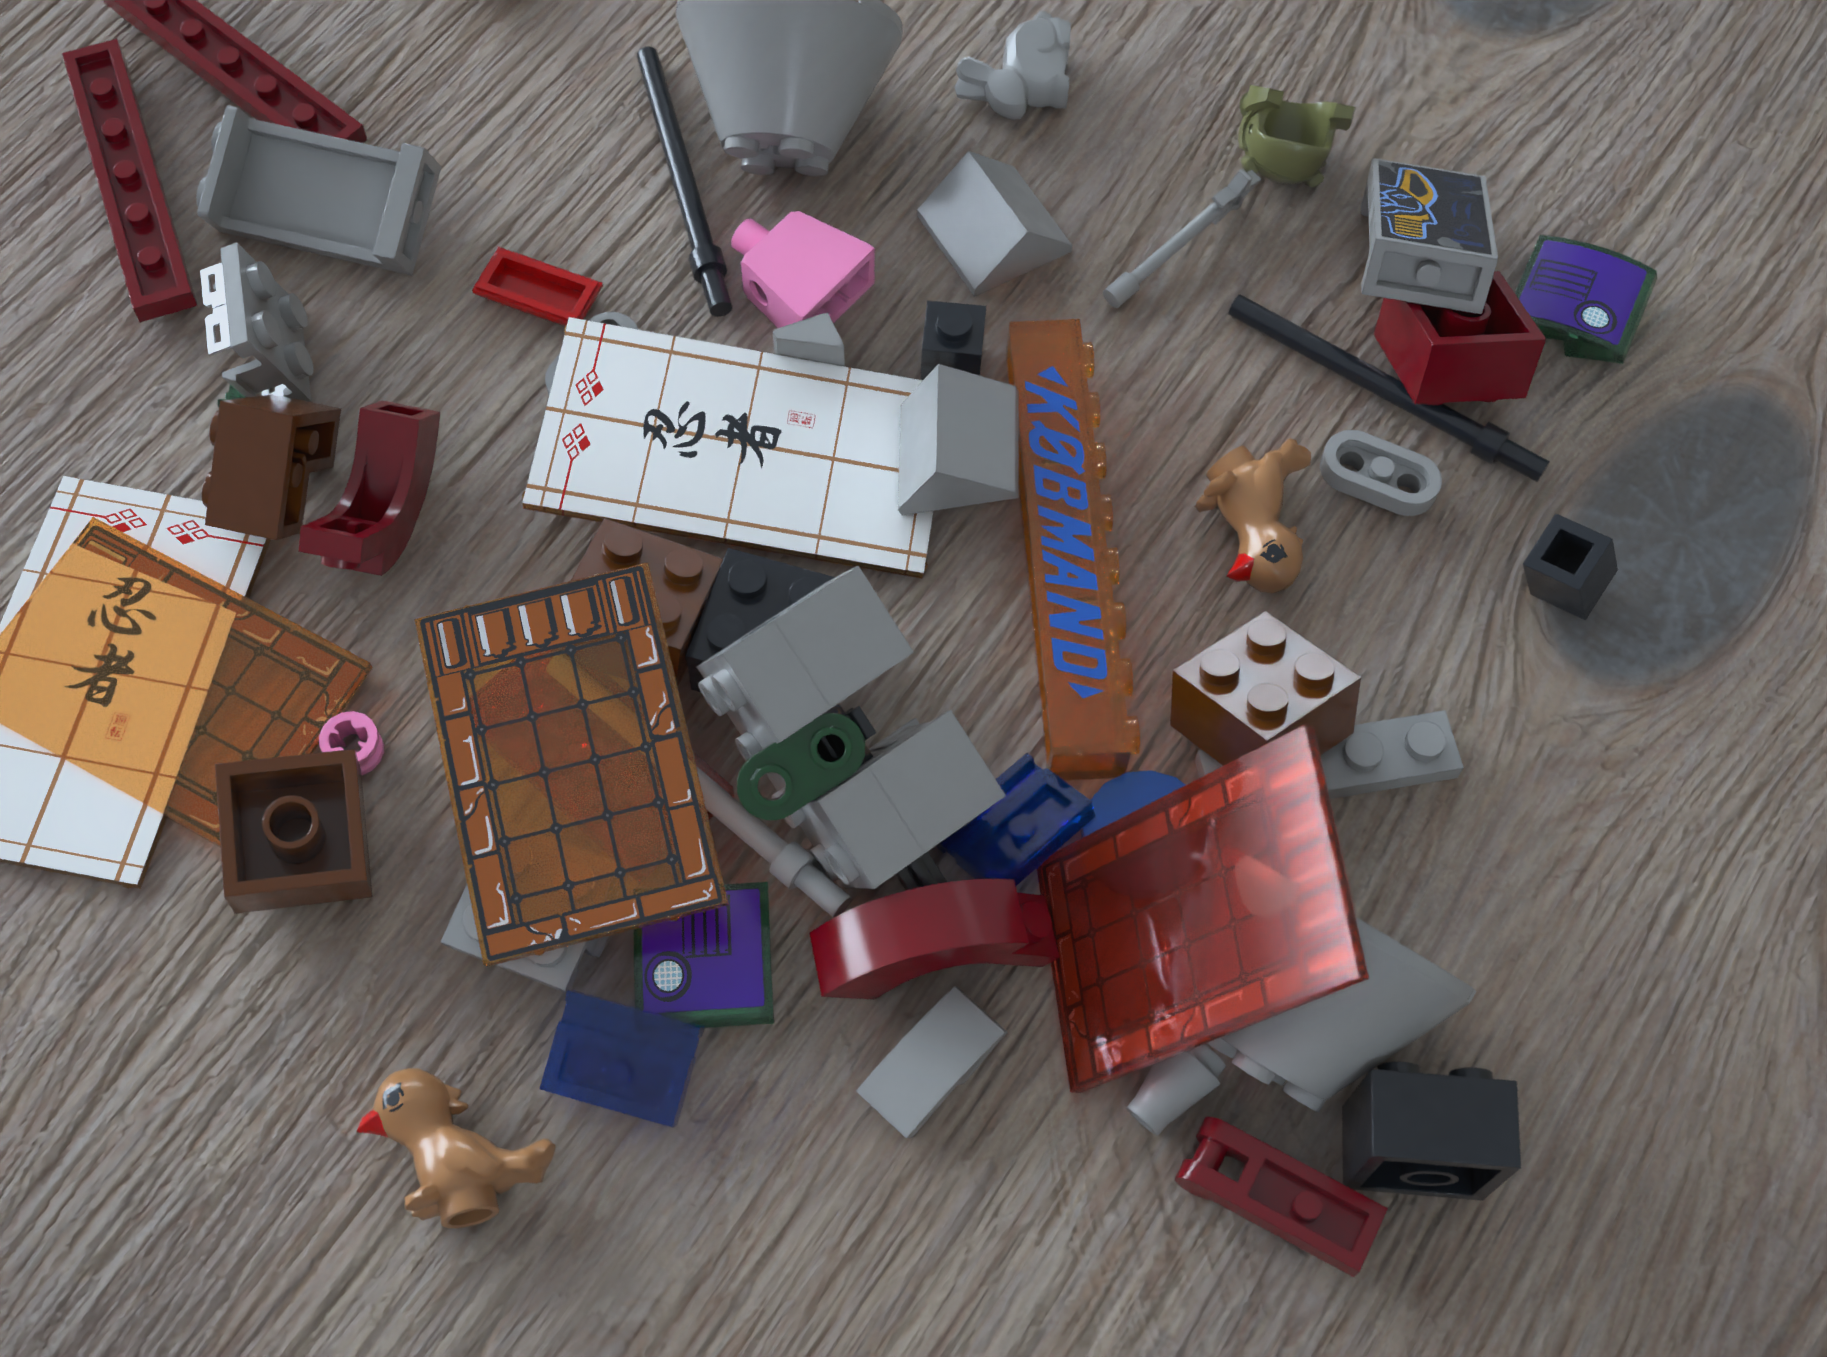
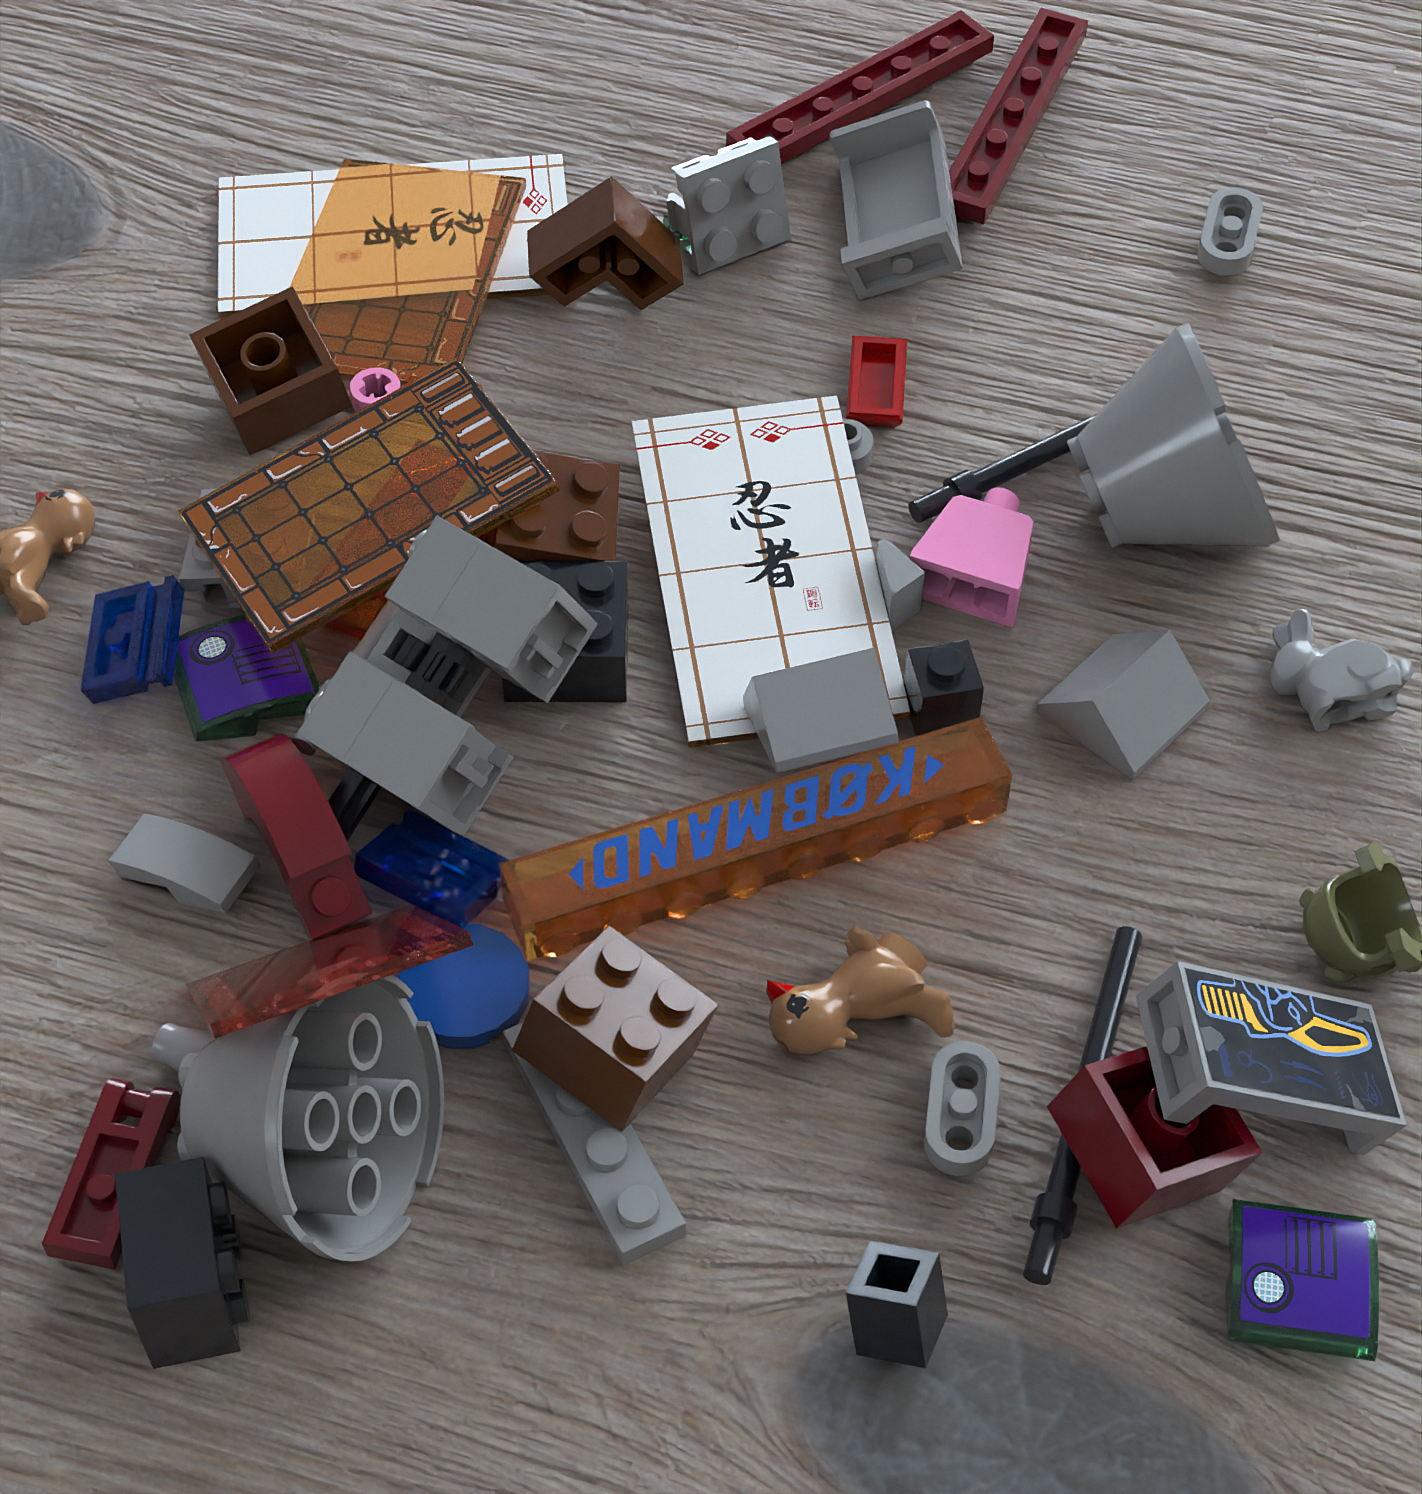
camera: 75 degrees right, 10 degrees down
(382, 493) = (603, 340): dark red arch -> none
(801, 767) = (374, 628): dark green plate -> none
(1224, 201) = (1246, 884): light grey piece -> none

